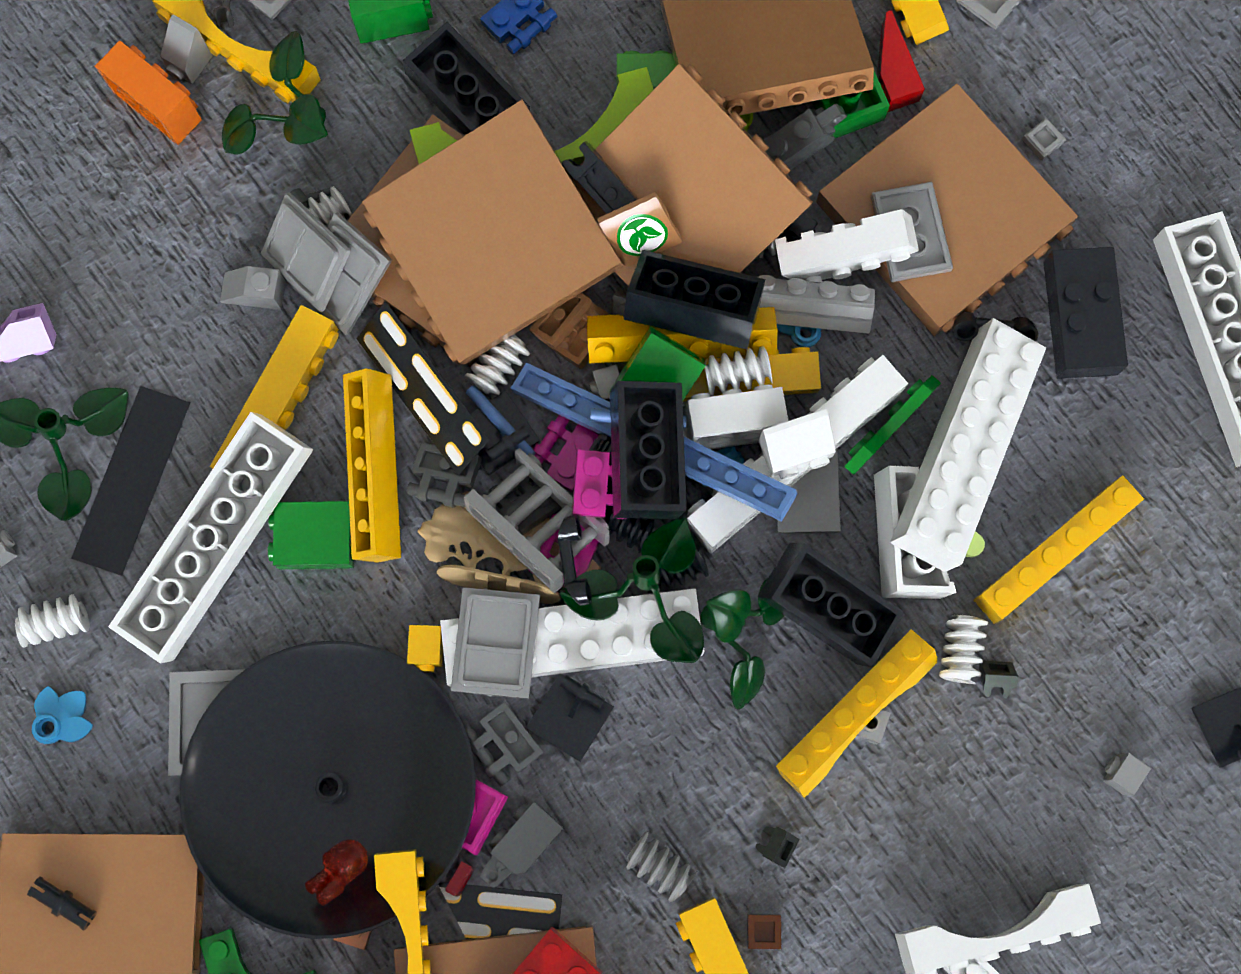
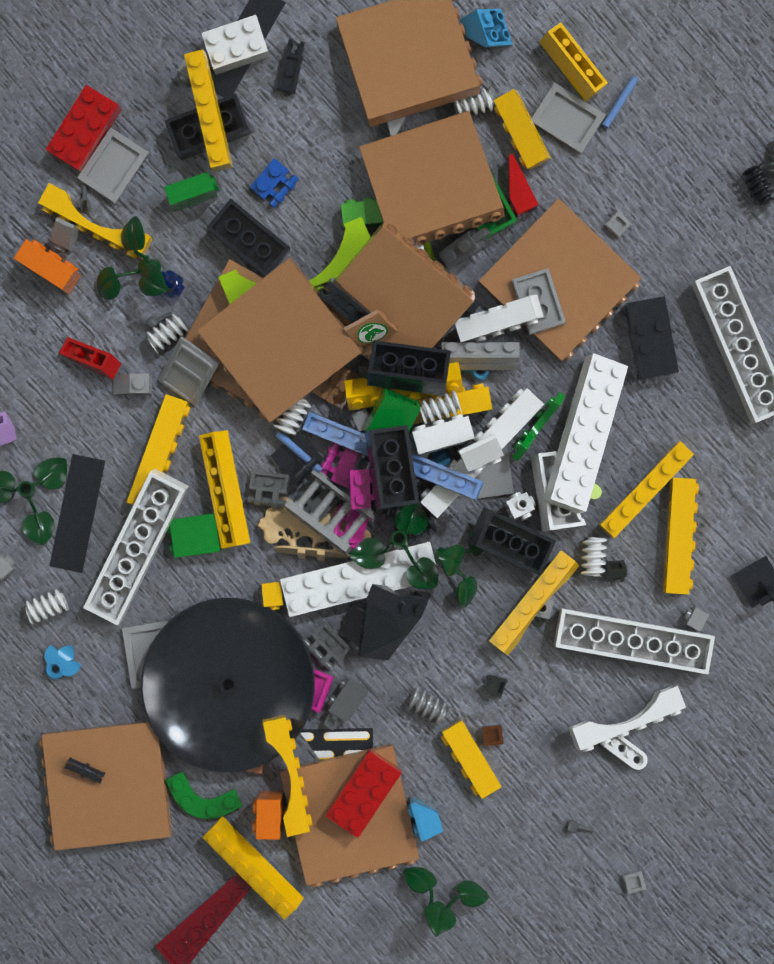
camera: 10 degrees left, 10 degrees up
(195, 240) = (90, 358): none -> red slope
(305, 252) = (163, 360): light grey piece -> none
(338, 145) = (174, 283): none -> clear blue head
(341, 866) = (243, 730): clear red piece -> none
(423, 389) = (248, 437): sticker -> none
(459, 879) = (312, 727): dark red tile -> none
(495, 643) = (315, 589): light grey piece -> none
(569, 532) = (351, 519): black bar -> none
(611, 709) = (389, 620): none -> black wedge
(850, 550) = (513, 506): none -> white brick
(967, 325) = (579, 355): black bar -> none
(1021, 797) = (634, 641): none -> white brick
(1109, 633) = (680, 535): none -> yellow brick

